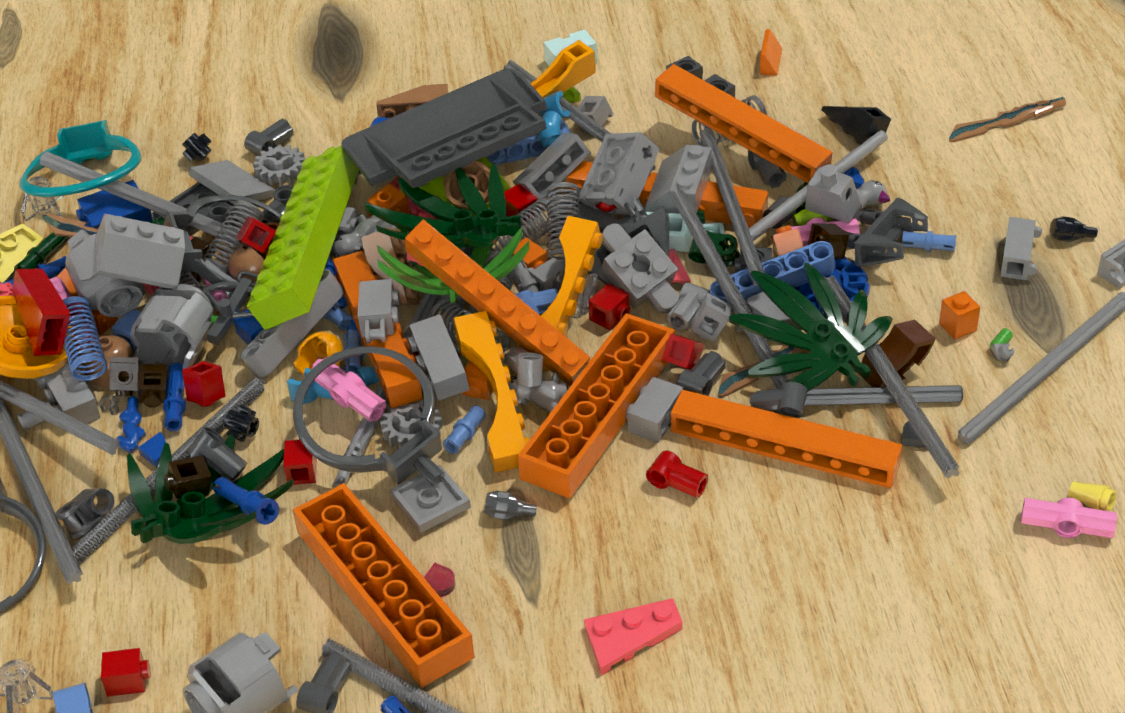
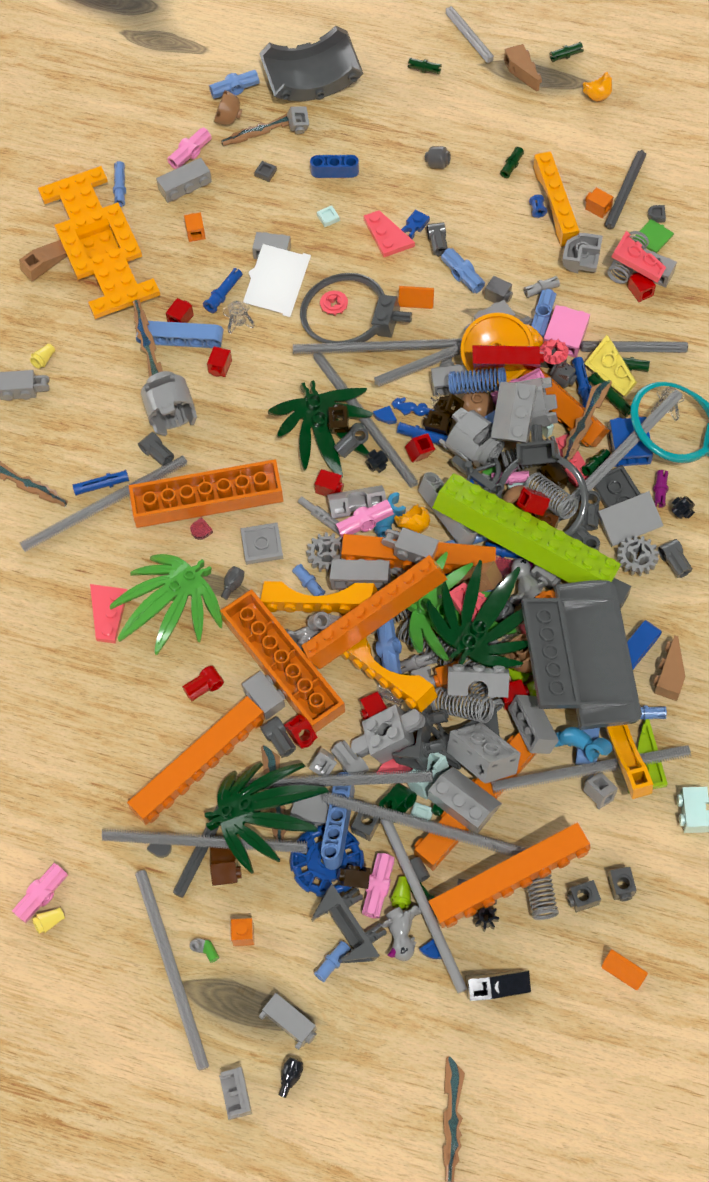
camera: 115 degrees right, 20 degrees up
(81, 514) = (347, 368): flat silver piece -> none
(170, 176) = (661, 488): none -> magenta pin
(249, 501) = (297, 443): blue pin -> none
(326, 427) = (344, 503): none -> light grey arch
(410, 457) = (292, 536): dark grey brick -> none
(526, 194) = (461, 677): none -> light grey arch
(560, 533) = (178, 585): none -> bright green plant
(785, 401) = (219, 769): dark grey piece -> none
(786, 240) = (367, 849): orange brick -> none
(832, 194) = (389, 895): light grey torso -> none

